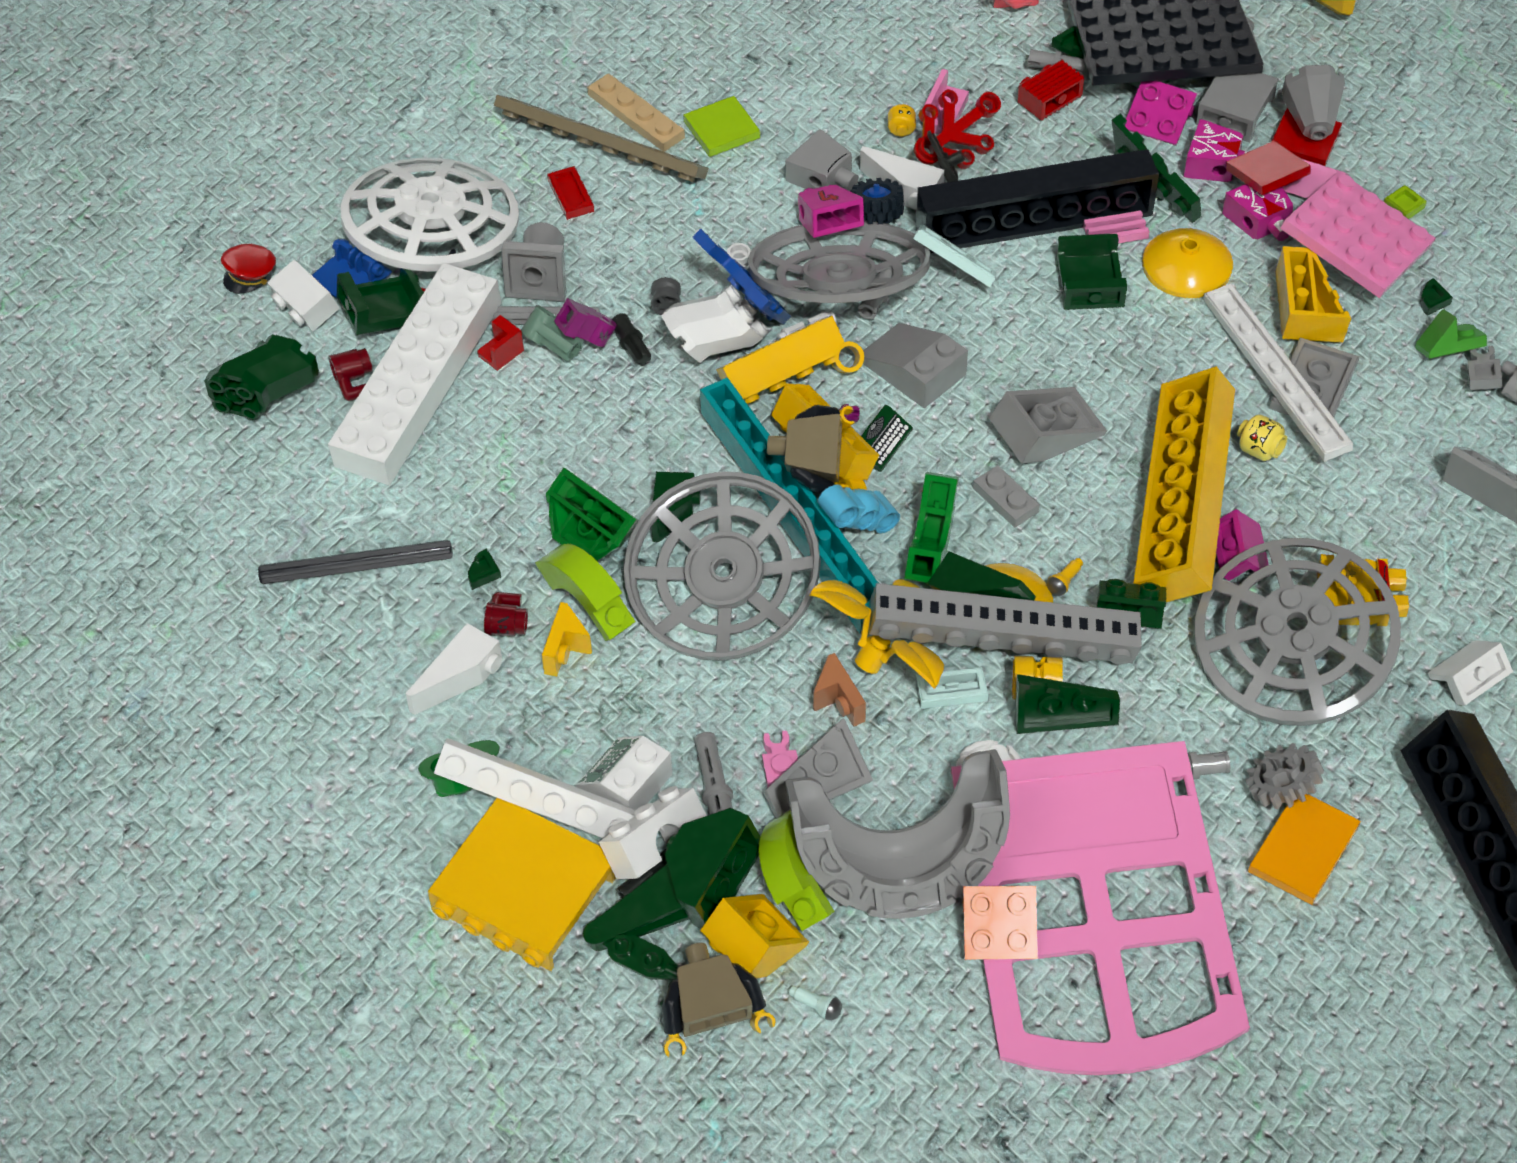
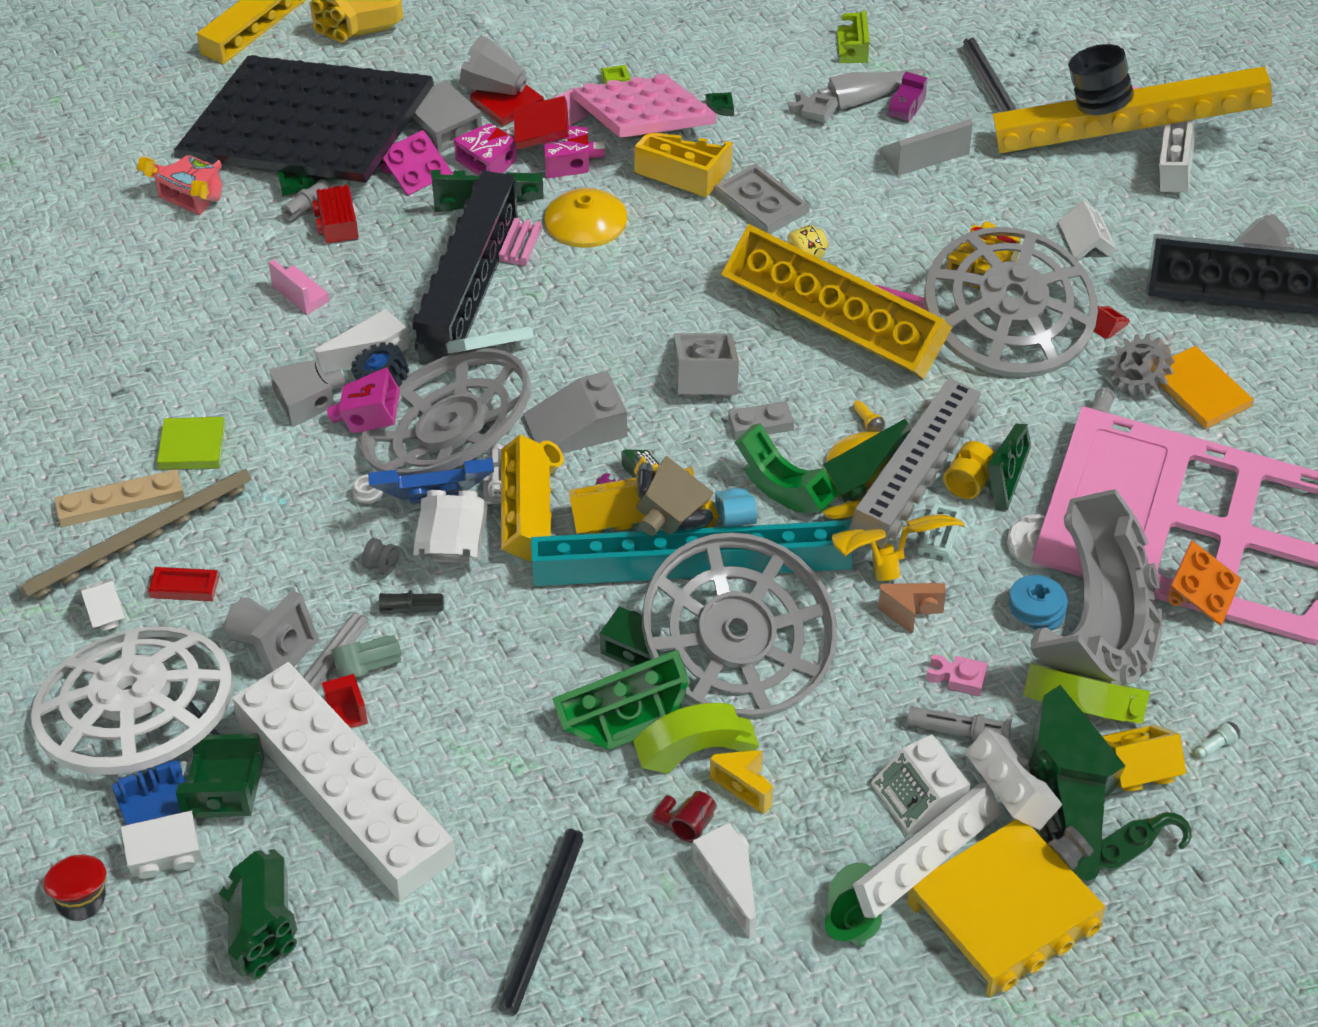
camera: 65 degrees left, 5 degrees down
(350, 366) = (286, 836): dark red piece -> none
(483, 570) = (613, 818): dark green tile -> none
(515, 150) = (102, 604): none -> white slope
(585, 323) = (381, 623): magenta leg -> none
(596, 904) = (1071, 847): none -> dark grey wheel
(710, 996) = (1204, 803): dark tan torso -> none
(831, 761) = (996, 647): light grey wing -> none
(900, 793) = (1038, 602): none -> dark azure piece
(901, 120) = (293, 318): yellow piece -> none
(946, 162) = (377, 303): pearl dark grey piece -> none
(953, 131) = (349, 308): red plant -> none
(1090, 272) = (559, 275): dark green panel -> none
(1144, 598) = (927, 382): dark green bracket -> none
(1278, 373) = (742, 210): white tile -> none
(1348, 733) = (1109, 322): none -> red slope
(1446, 338) = (772, 109): bright green slope -> none

